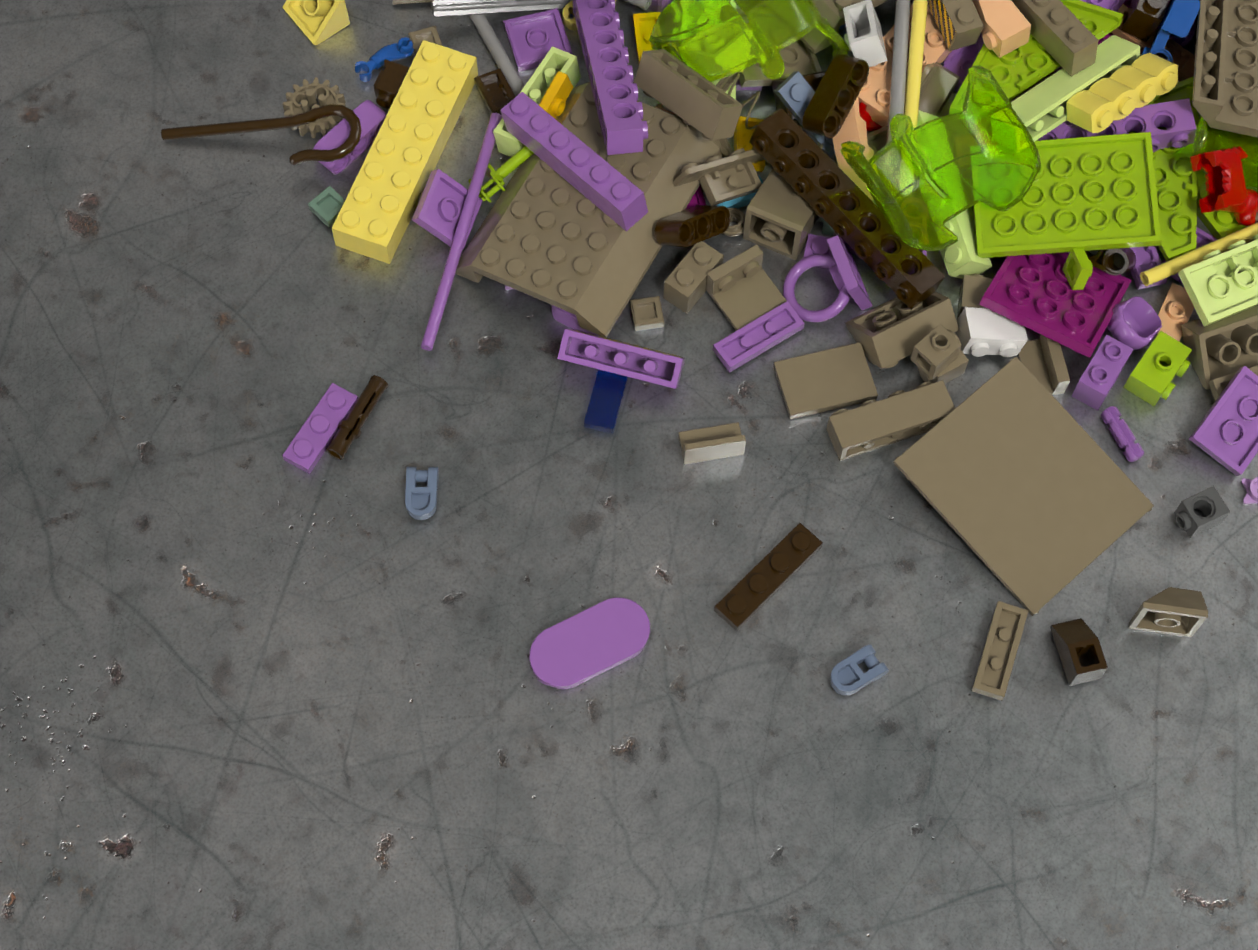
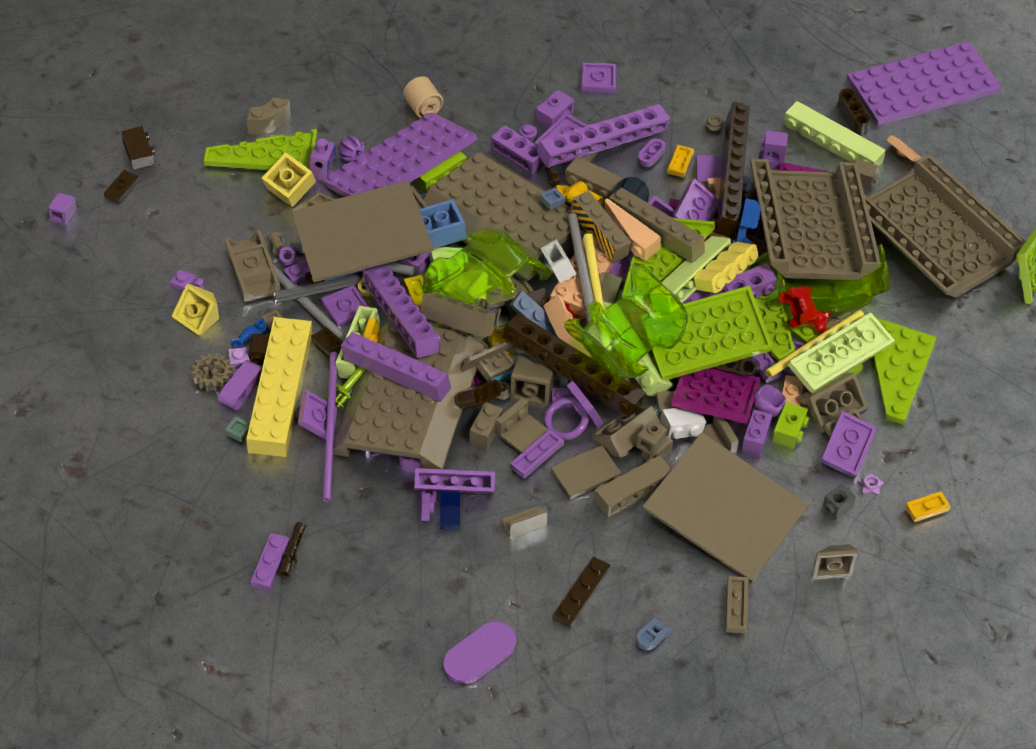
camera: 15 degrees left, 15 degrees down
(282, 123) = (193, 384): dark brown piece -> none
(359, 90) = (238, 356): none -> lavender plate
(421, 501) = (347, 591): sand blue plate -> none
(572, 387) = (427, 505): none -> medium lavender plate
(647, 313) = (461, 454): dark tan tile -> none
(835, 95) = (549, 300): dark brown beam -> none
(1077, 268) = (726, 374): lime plate -> none
(1079, 651) = (786, 595): dark brown slope -> none
(1122, 434) = (778, 467): medium lavender axle -> none

